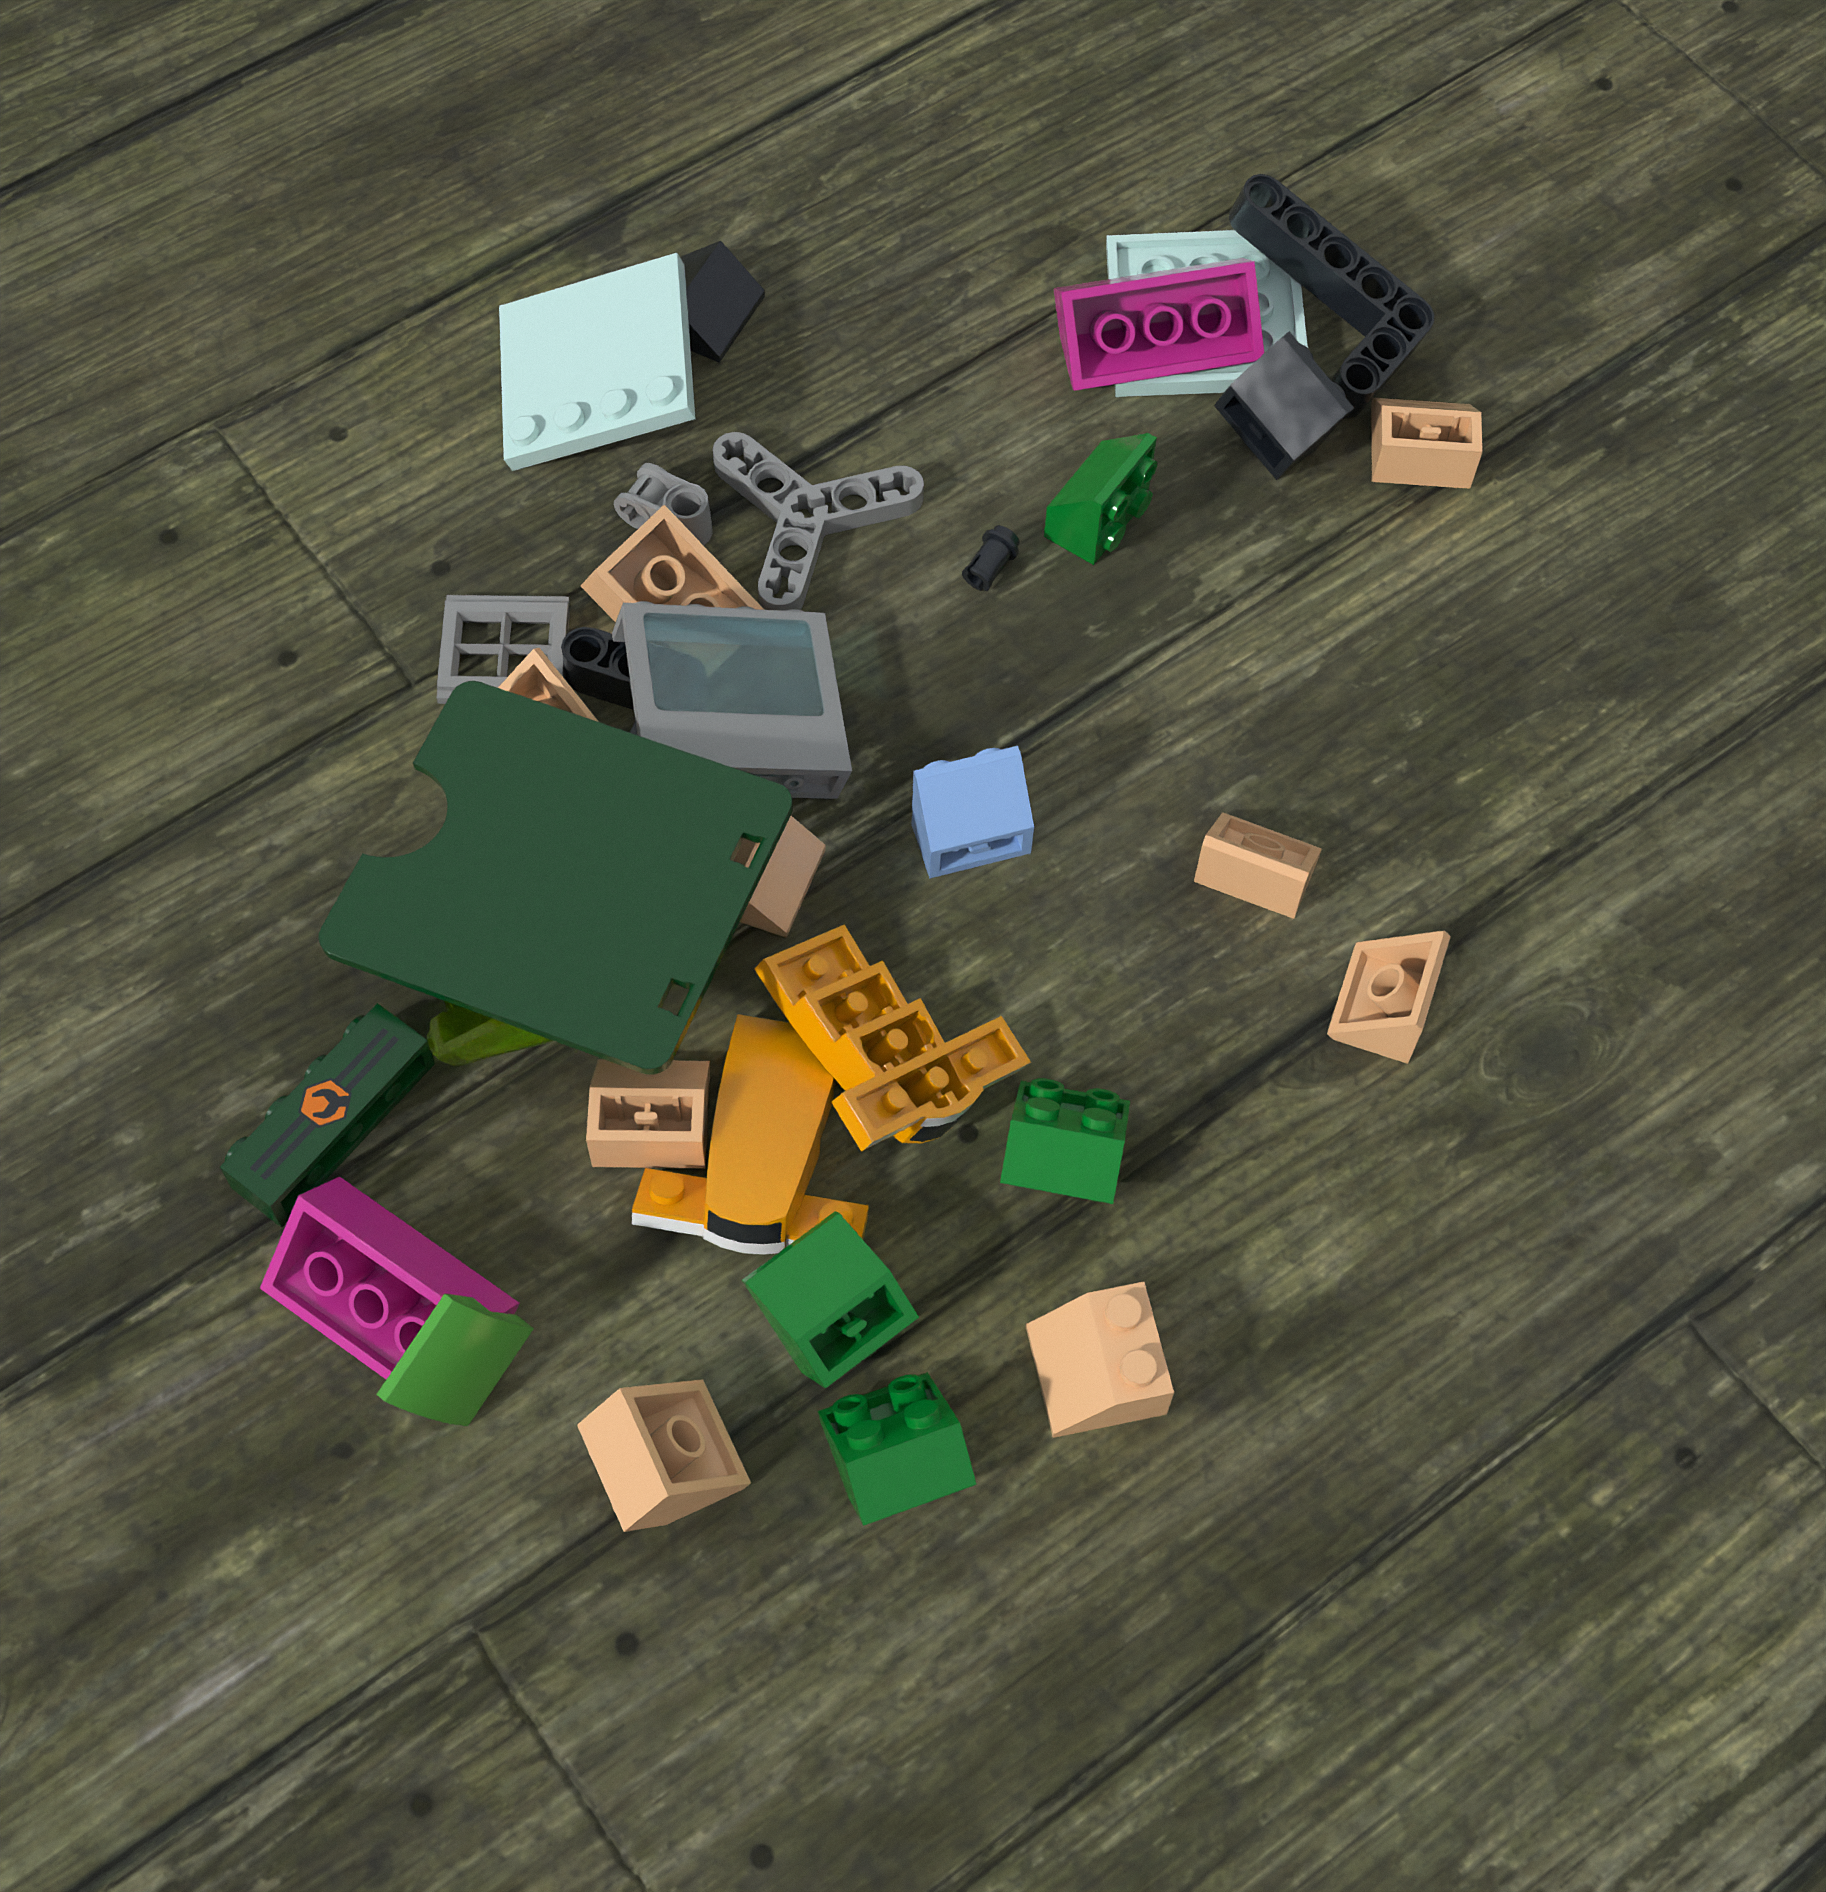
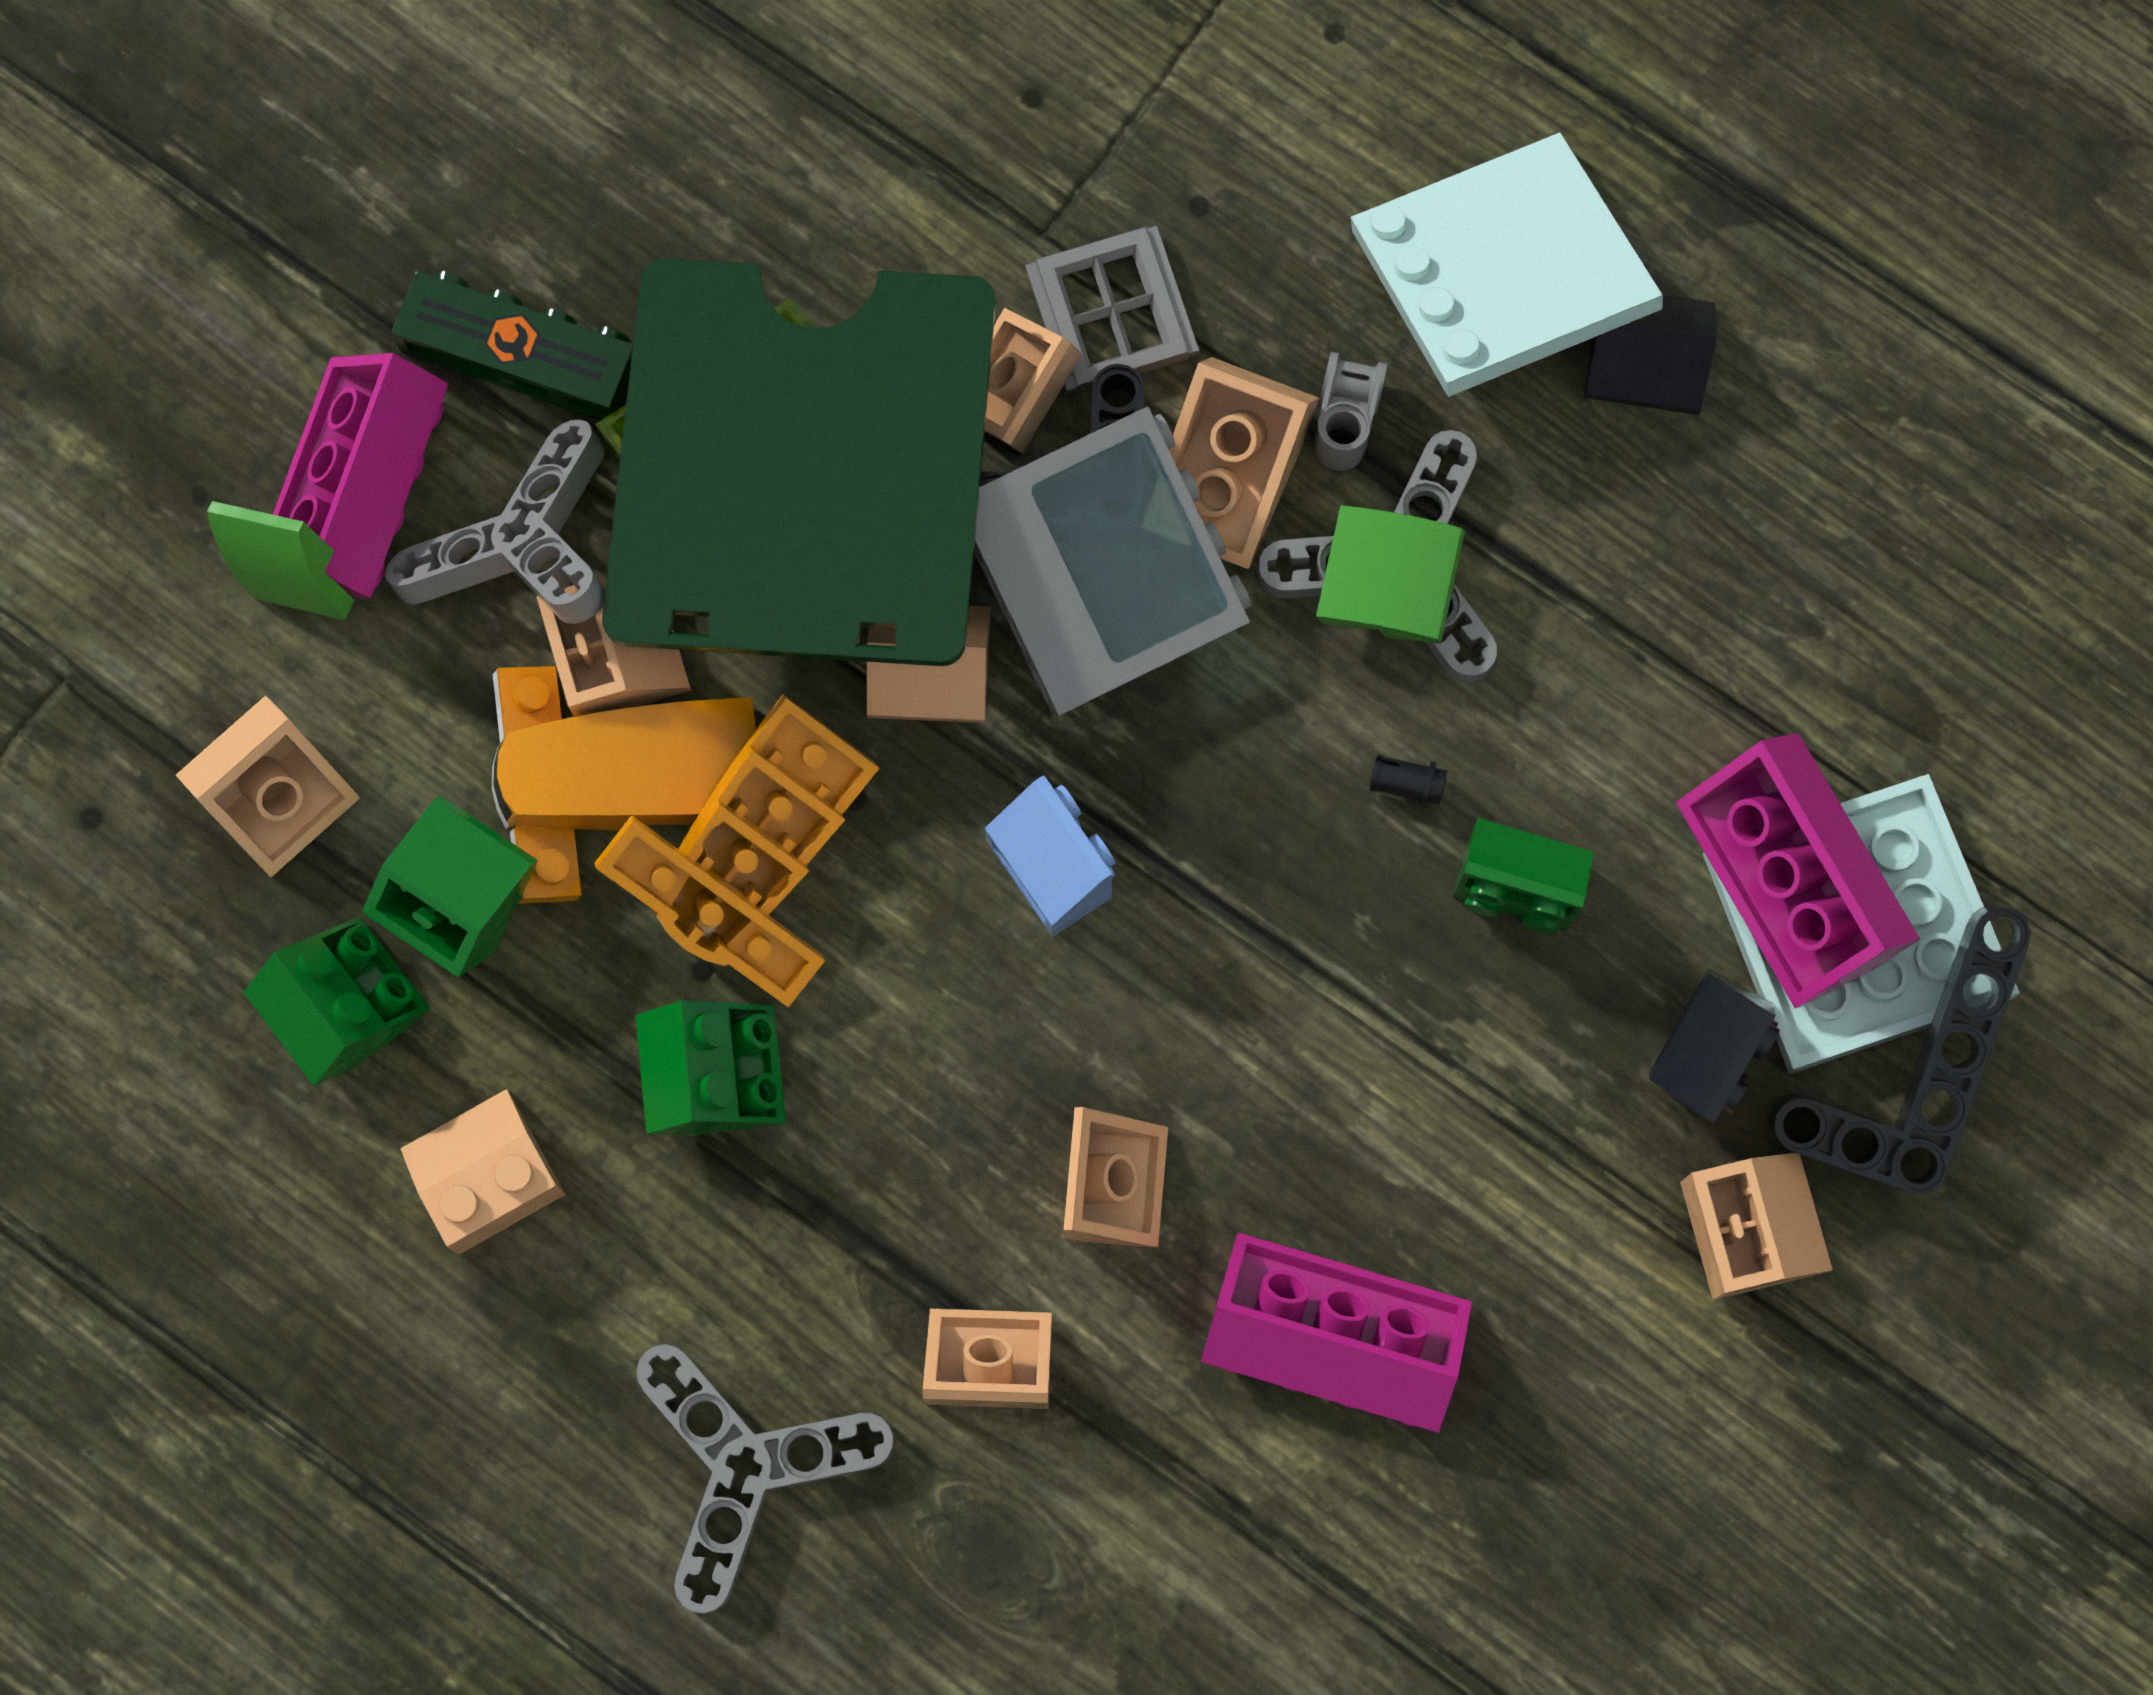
camera: 75 degrees right, 15 degrees up
(541, 1147) = (519, 537): none -> light grey piece
(821, 509) = (1390, 574): none -> bright green slope
(1412, 1237) = (733, 1440): none -> light grey piece
(1433, 734) = (1338, 1332): none -> dark pink slope

